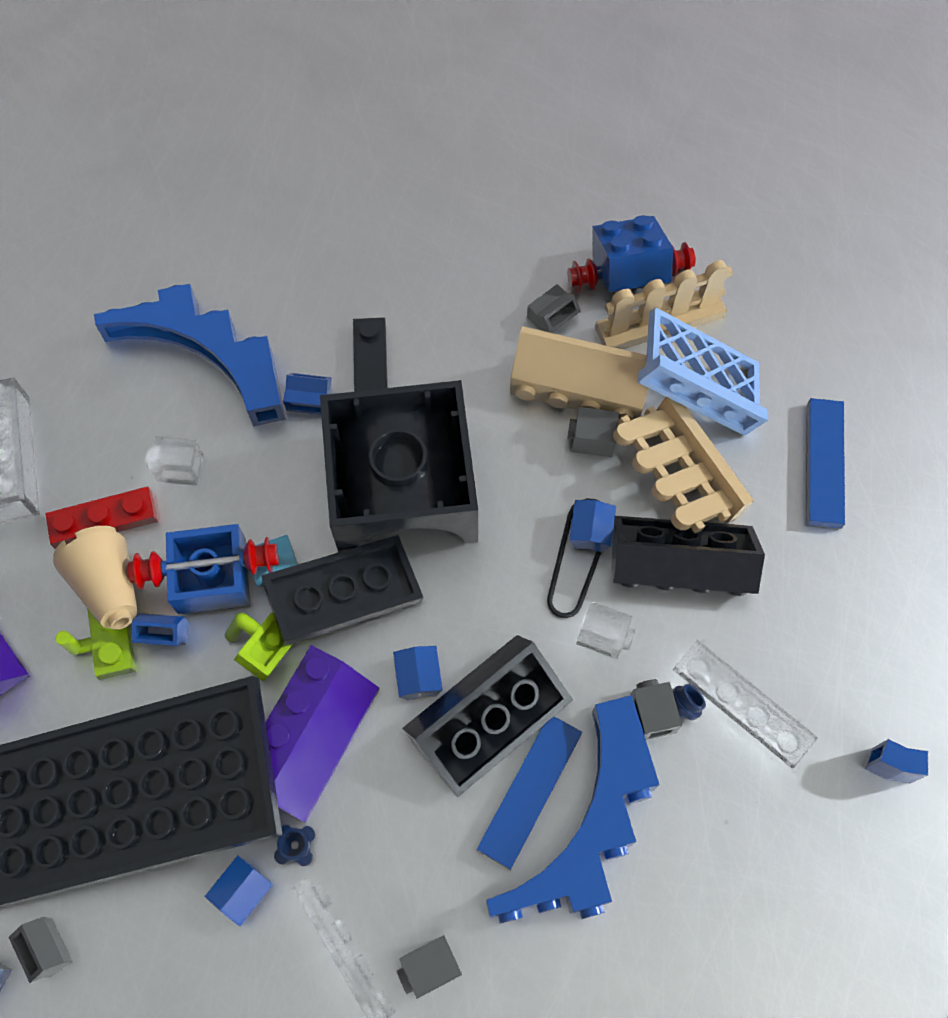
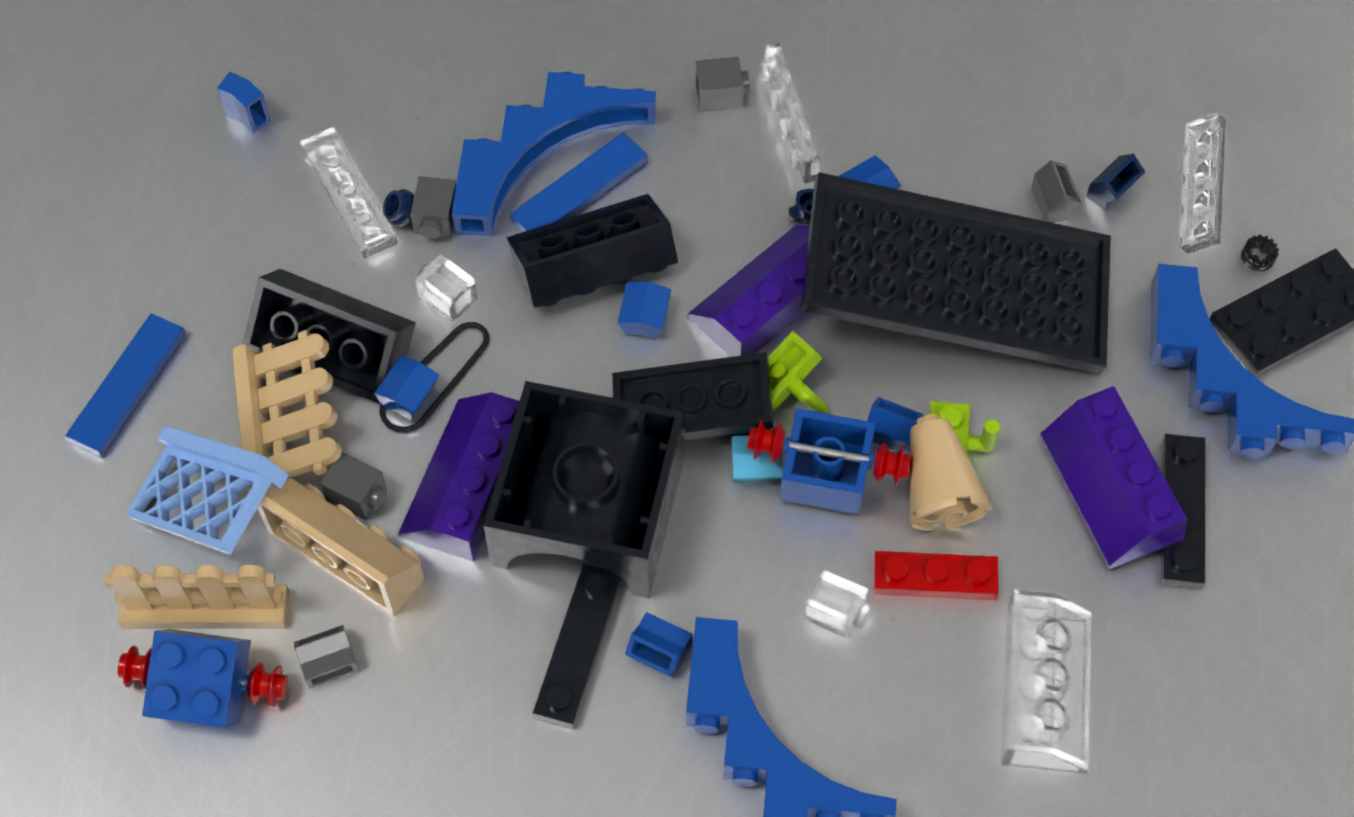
camera: 160 degrees left, 5 degrees down
(511, 472) = (461, 477): none -> dark purple slope

